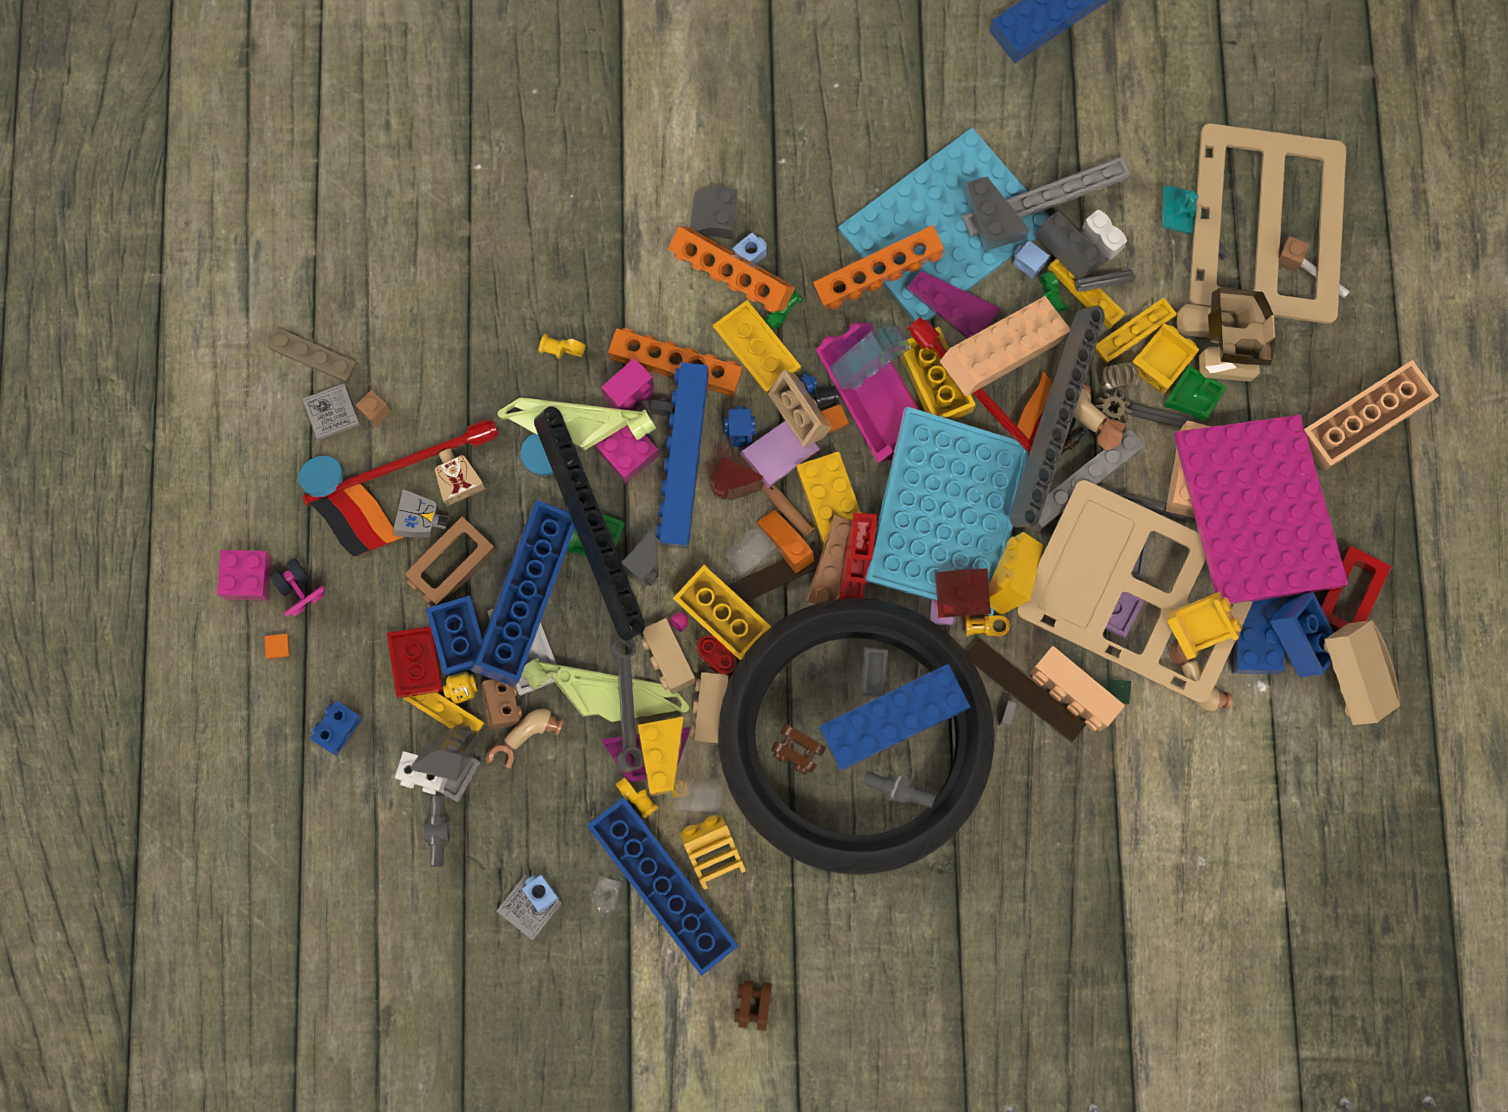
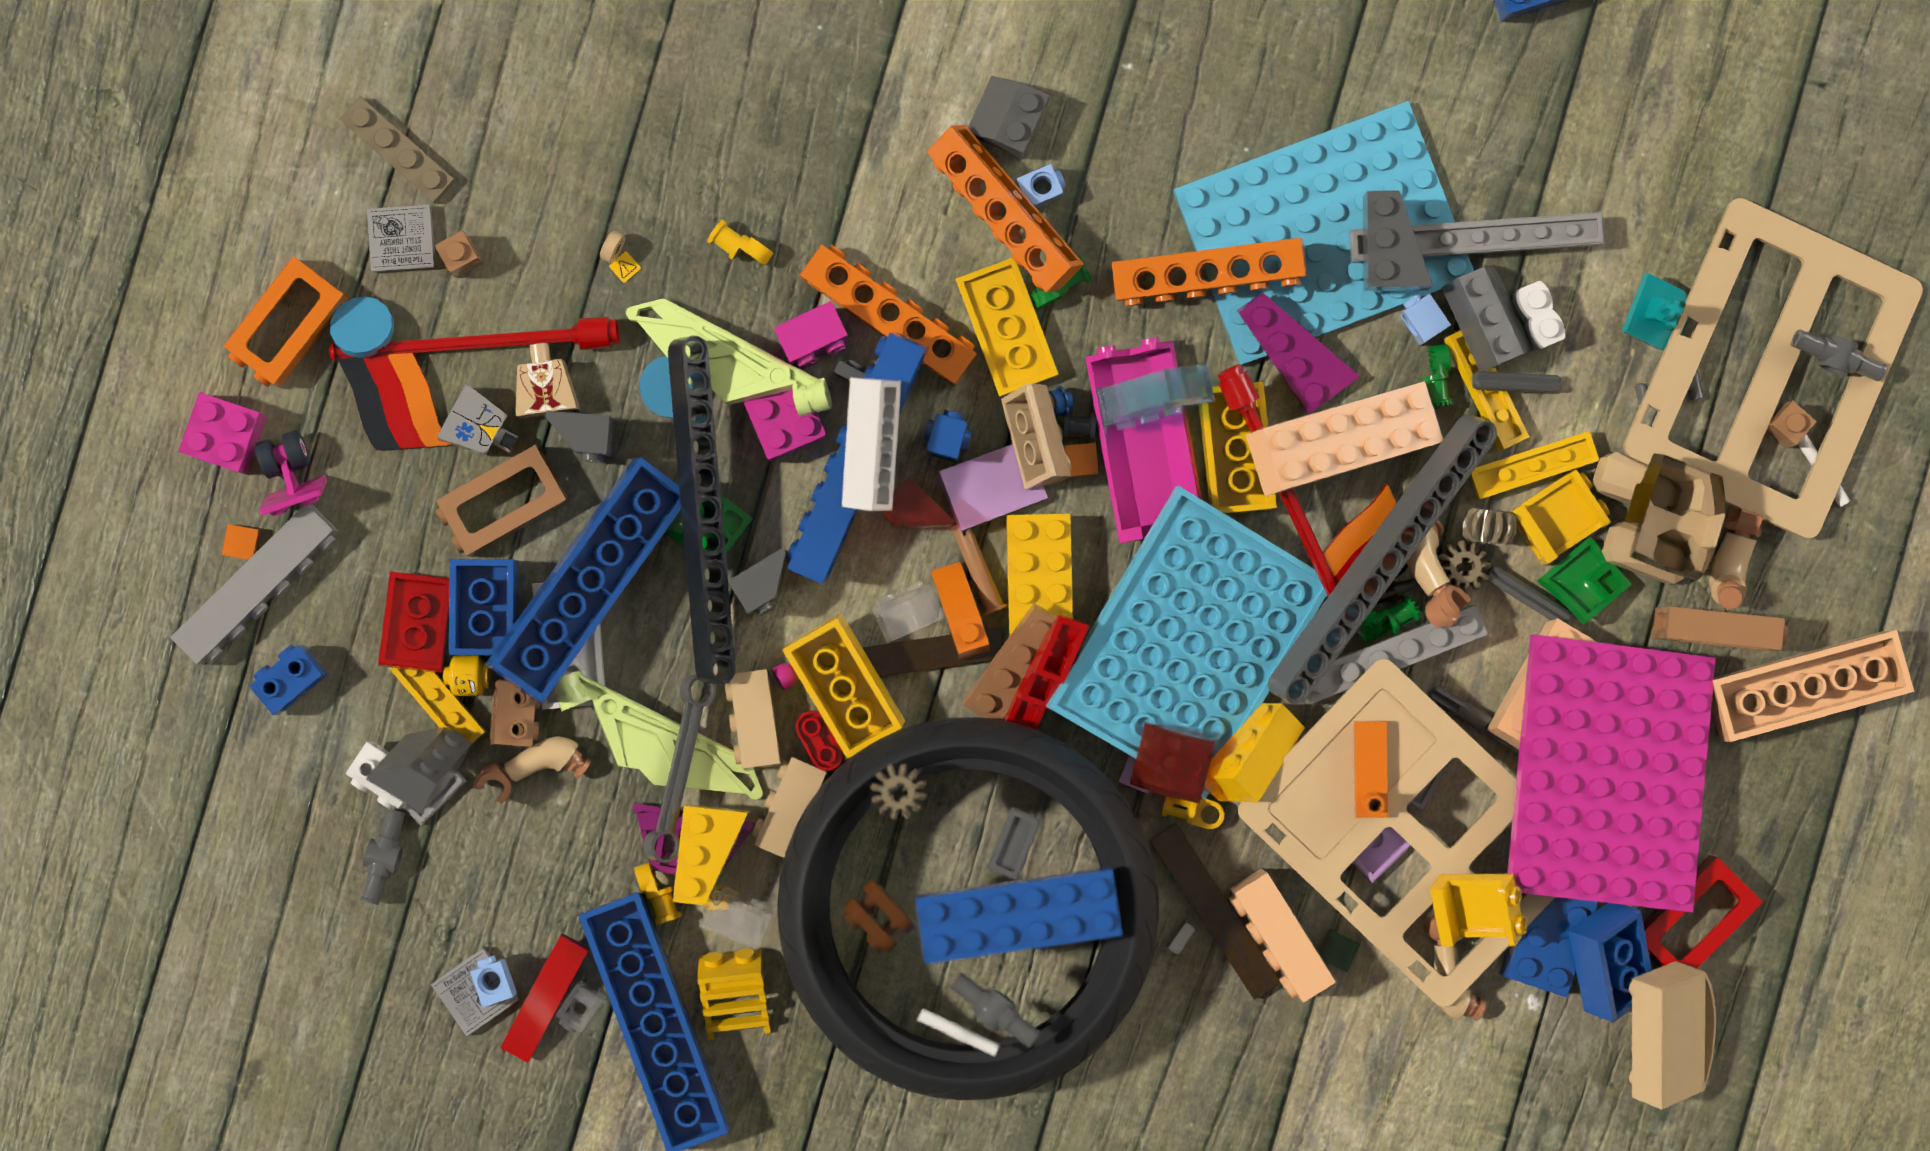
camera: 15 degrees right, 10 degrees up
(271, 521) = (303, 337): none -> orange piece
(294, 671) = (255, 584): none -> light grey brick
(476, 373) = (612, 246): none -> tan tile
(488, 386) = (625, 267): none -> yellow sticker
(494, 498) = (586, 434): none -> dark grey slope
(580, 895) = (545, 998): none -> red slope
(691, 438) = (871, 444): none -> white brick
(776, 655) = (905, 800): none -> dark tan gear
(878, 814) = (958, 1032): none -> white piece
(1075, 459) = (1389, 620): none -> green connector
(1098, 555) = (1370, 769): none -> orange piece
(1287, 348) = (1733, 557): none -> piece
(1295, 396) = (1719, 628): none -> medium nougat piece
(1307, 200) = (1838, 355): none -> dark grey pin

